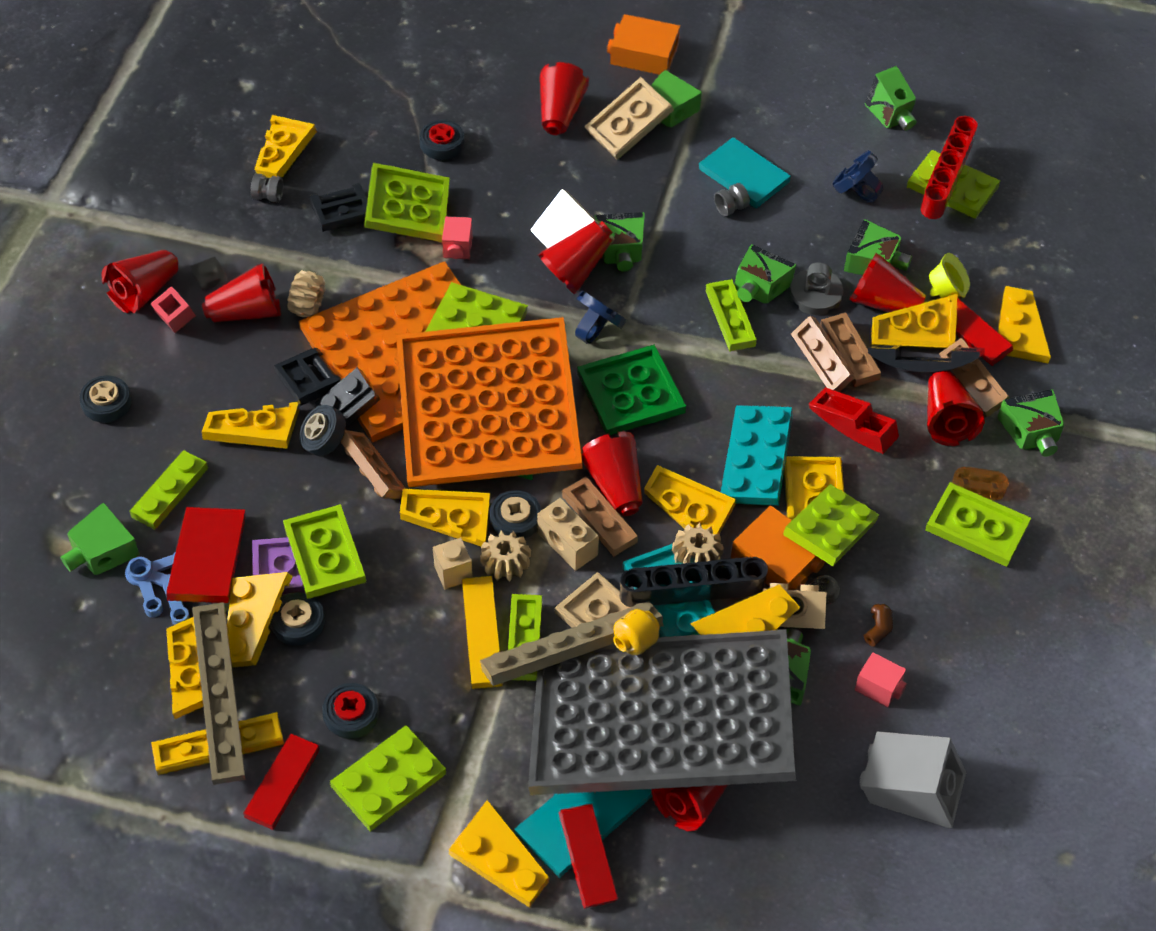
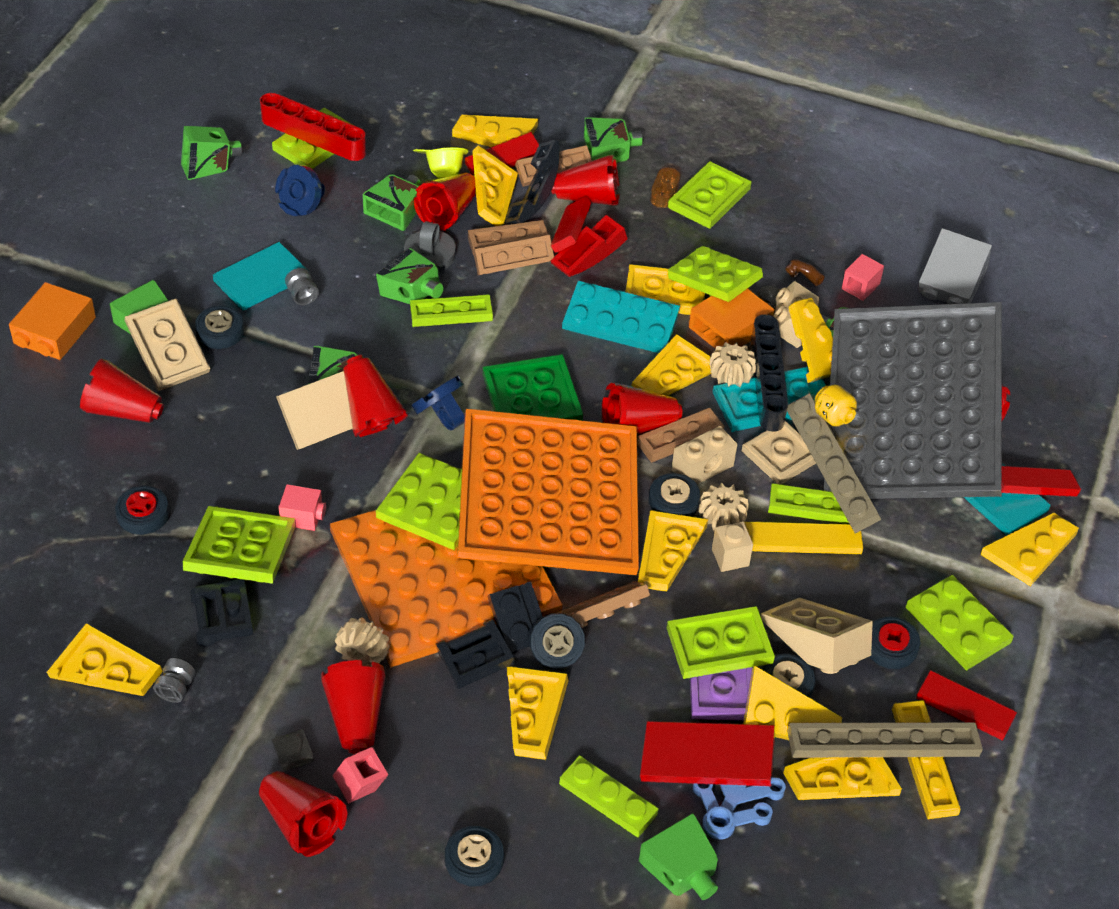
camera: 85 degrees left, 5 degrees down
(348, 637) = (821, 633): none -> tan slope
(666, 152) = (219, 327): none -> black wheel
(879, 395) = (570, 224): none -> red tile

